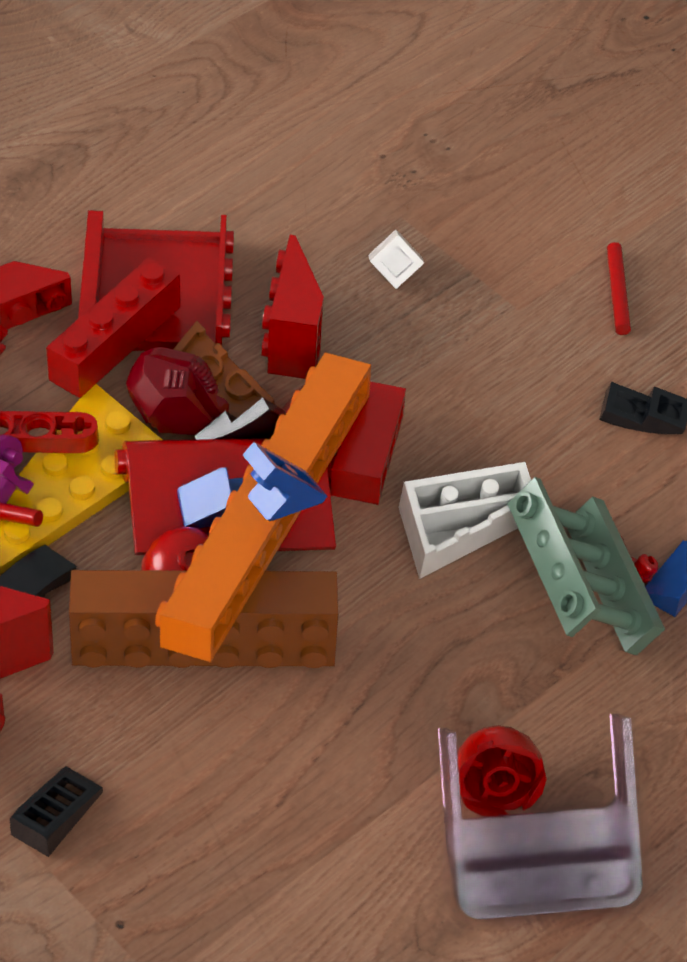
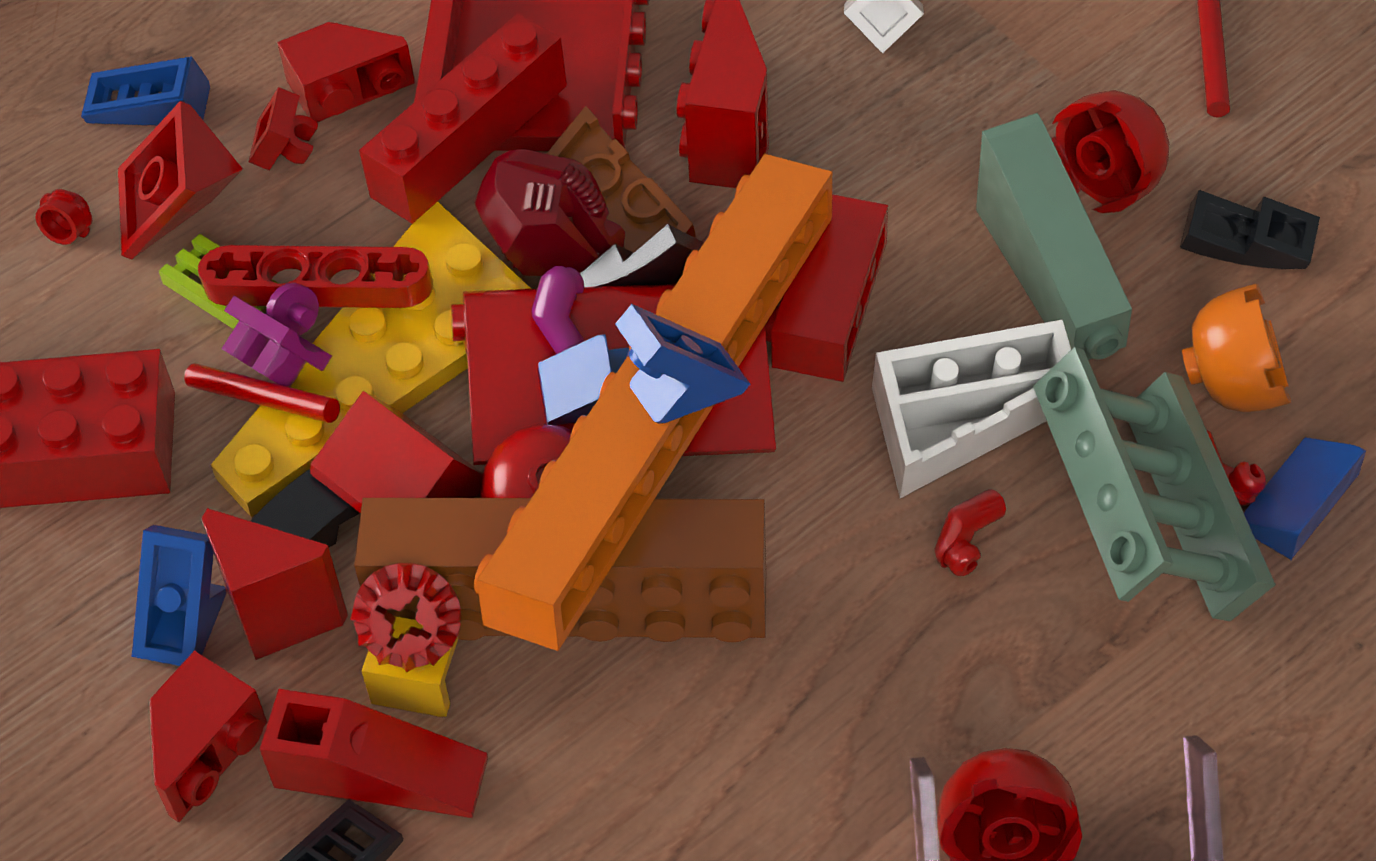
camera: 10 degrees right, 5 degrees up
(76, 544) = (390, 456): none -> red slope
(77, 736) = (367, 756): none -> red slope
(97, 626) = (393, 588): none -> red gear
(102, 681) = (418, 690): none -> yellow panel
(187, 451) = (553, 305): none -> magenta arm
(460, 596) = (962, 521): none -> red arm
(512, 408) = (1049, 237): none -> sand green slope
(551, 354) = (1112, 148): none -> red cylinder
(638, 486) = (1237, 353): none -> orange cylinder

